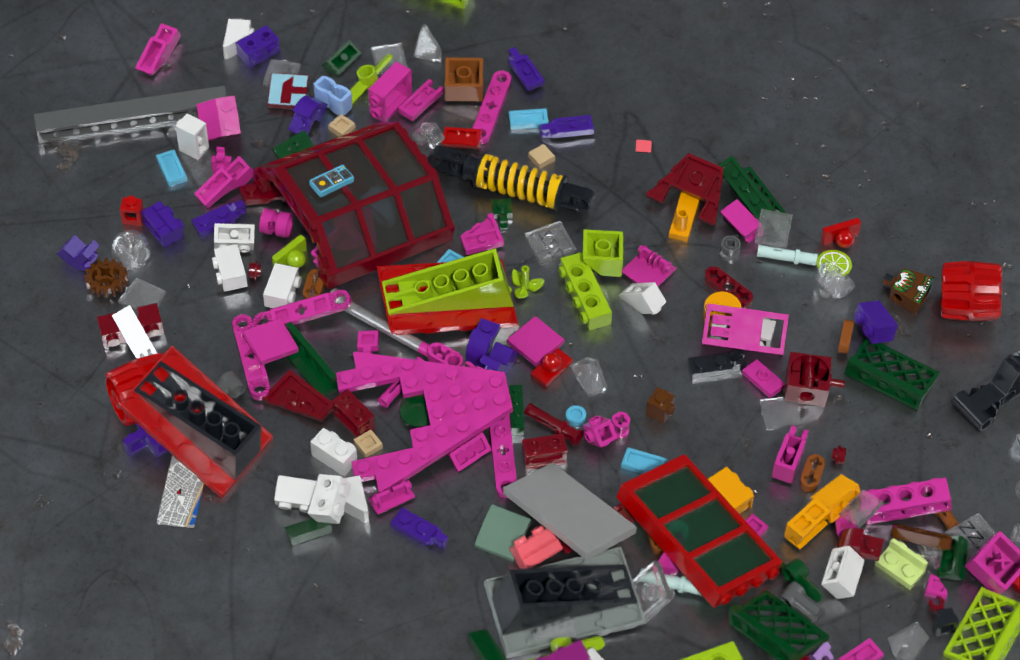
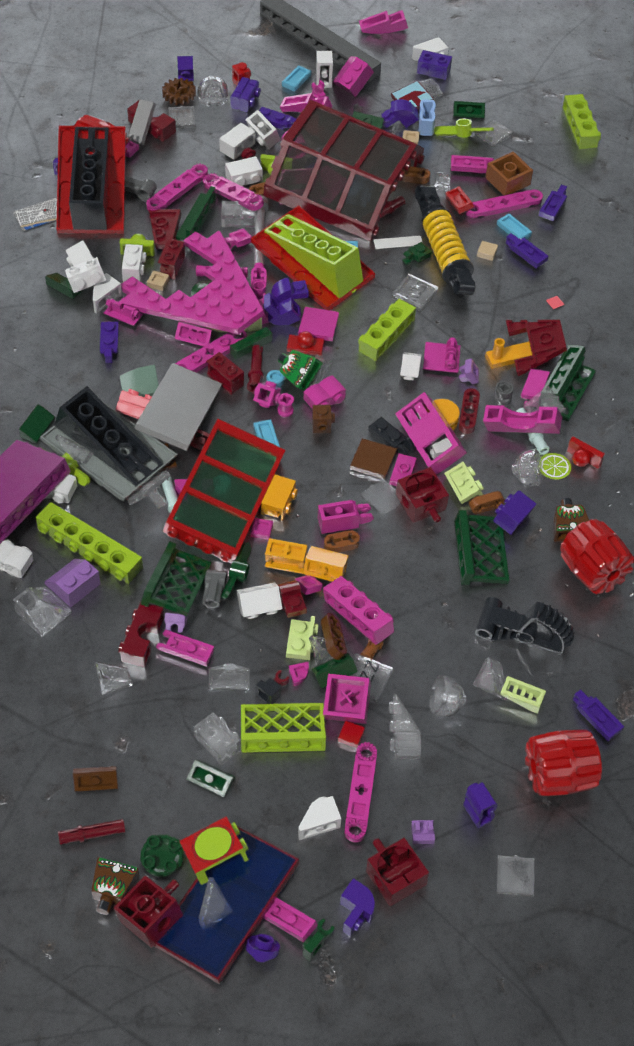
camera: 55 degrees right, 0 degrees up
(270, 341) = (191, 187): dark pink tile -> none
(305, 432) = (138, 239): none -> lime tile
(331, 181) = (326, 131): tile -> none
(332, 329) = (236, 216): none -> clear arch
(390, 91) = (456, 130): dark pink window -> none
(427, 46) = (522, 144): clear slope -> none
(473, 216) = (397, 242): none -> white sticker
(482, 237) = (383, 252): dark pink wing -> none
(522, 280) = (367, 291): lime plant -> none
(587, 387) = (299, 368): none -> torso
(603, 251) = (427, 319): lime slope -> none
(630, 386) = (326, 392): none -> dark pink brick
(683, 256) = (469, 372): none -> medium lavender tile
(732, 393) = (373, 459): none -> reddish brown tile
(771, 262) = (501, 419): none -> dark pink arch
(812, 340) = (463, 482): none -> yellowish green bracket
(839, 455) = (371, 550): dark red plate -> none
(861, 508) = (321, 579): clear piece -> none

